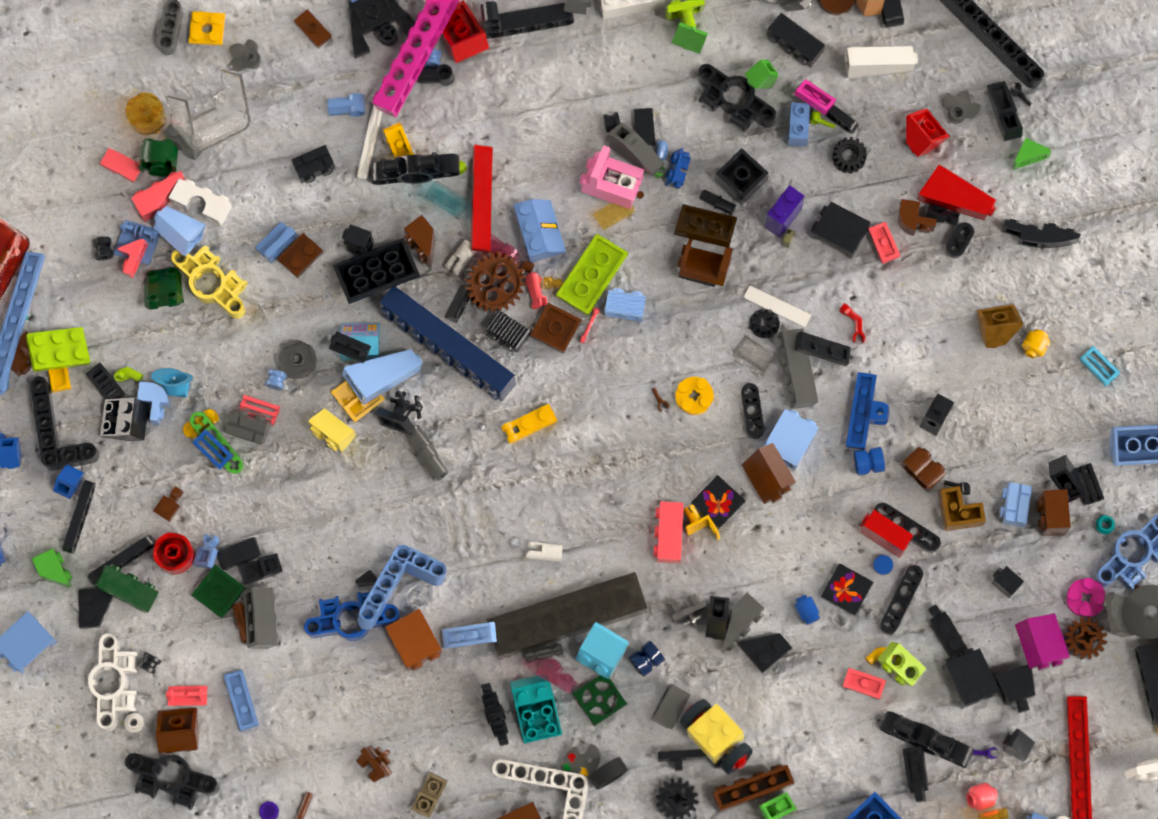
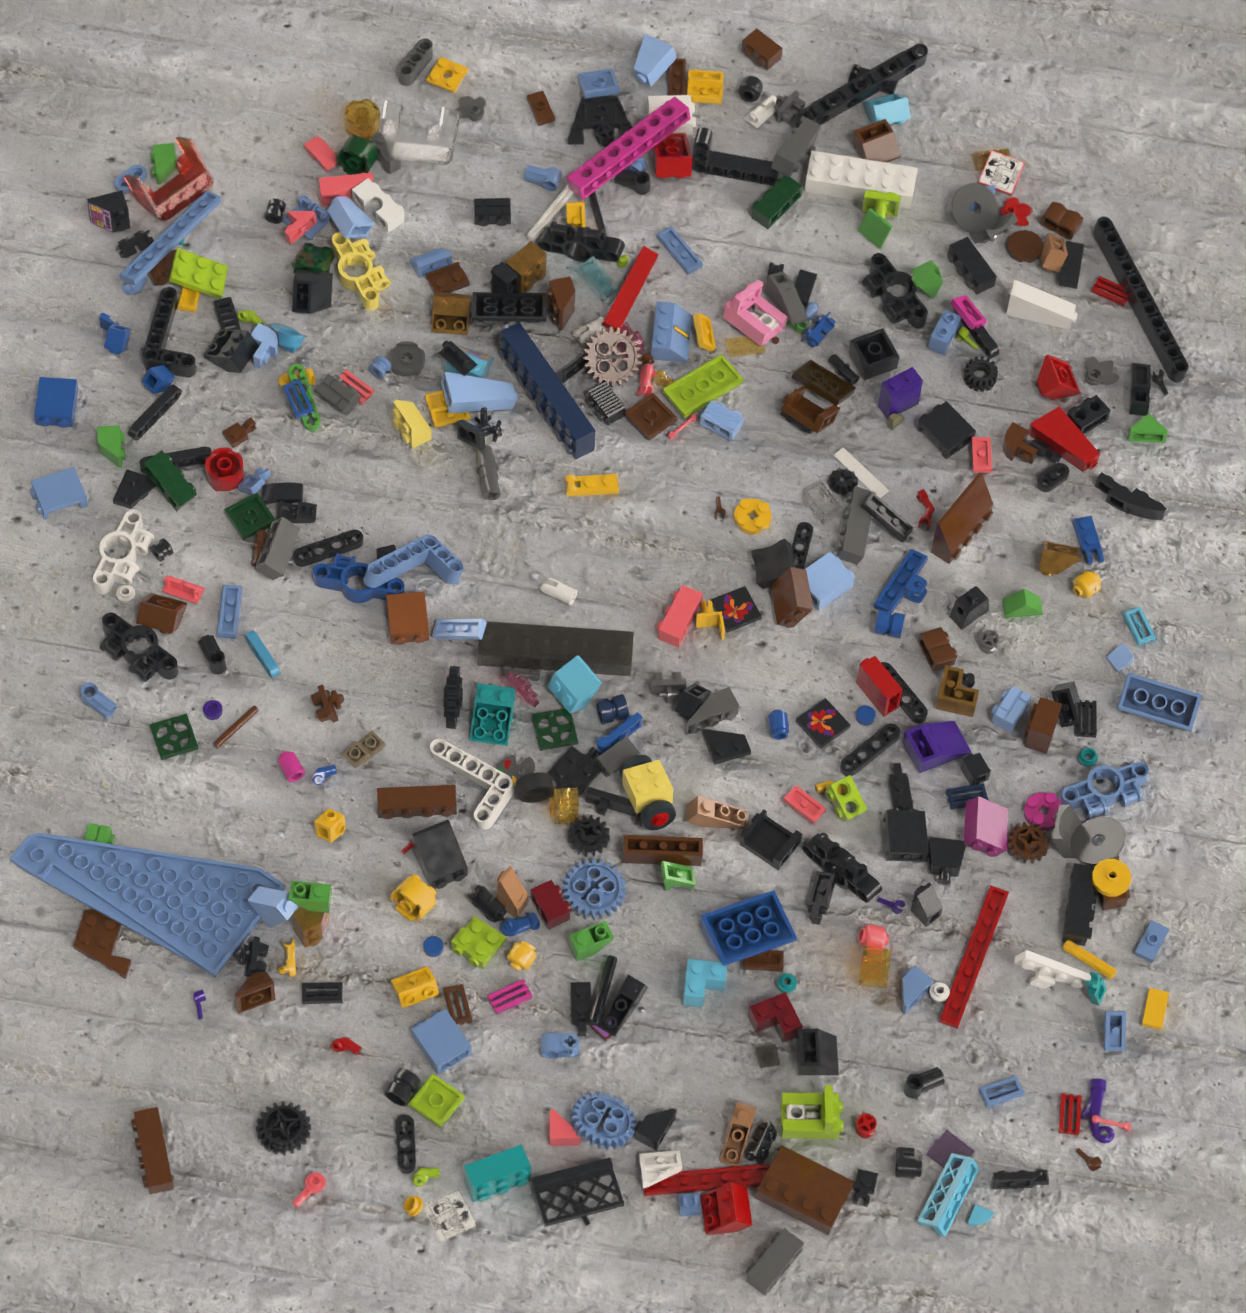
camera: 15 degrees right, 15 degrees down
(176, 326) = (311, 291): none -> black slope
(244, 753) = (212, 654): none -> black piece
(292, 735) = (262, 654): none -> dark azure beam
(309, 597) = (330, 551): none -> black beam
(319, 292) = (451, 313): none -> pearl gold slope
(374, 215) = (530, 265): none -> pearl gold brick
(414, 123) = (597, 212): none -> black bar
(510, 133) = (679, 250): none -> medium blue tile
(570, 215) = (704, 332): none -> yellow plate
(581, 43) = (776, 201): none -> dark green brick
(636, 737) = (575, 770): none -> black plate
(644, 781) = (564, 805): none -> clear yellow brick
(662, 682) = (628, 727): none -> blue plate
(736, 442) = (772, 562): none -> black brick
(786, 728) = (715, 814): none -> medium nougat slope
(846, 733) = (769, 840): none -> black panel
(897, 327) = (962, 520): none -> reddish brown slope
(934, 12) = (1112, 288): none -> red tile
(961, 571) = (935, 744): none -> dark purple slope
(969, 437) = (991, 637): none -> flat silver wheel
(971, 162) = (1090, 418): none -> black brick
(983, 388) = (1022, 604): none -> bright green slope
(995, 620) = (960, 804): none -> dark blue tile
(1017, 292) = (1088, 539): none -> blue hinge
(1095, 407) = (1120, 657): none -> light blue slope

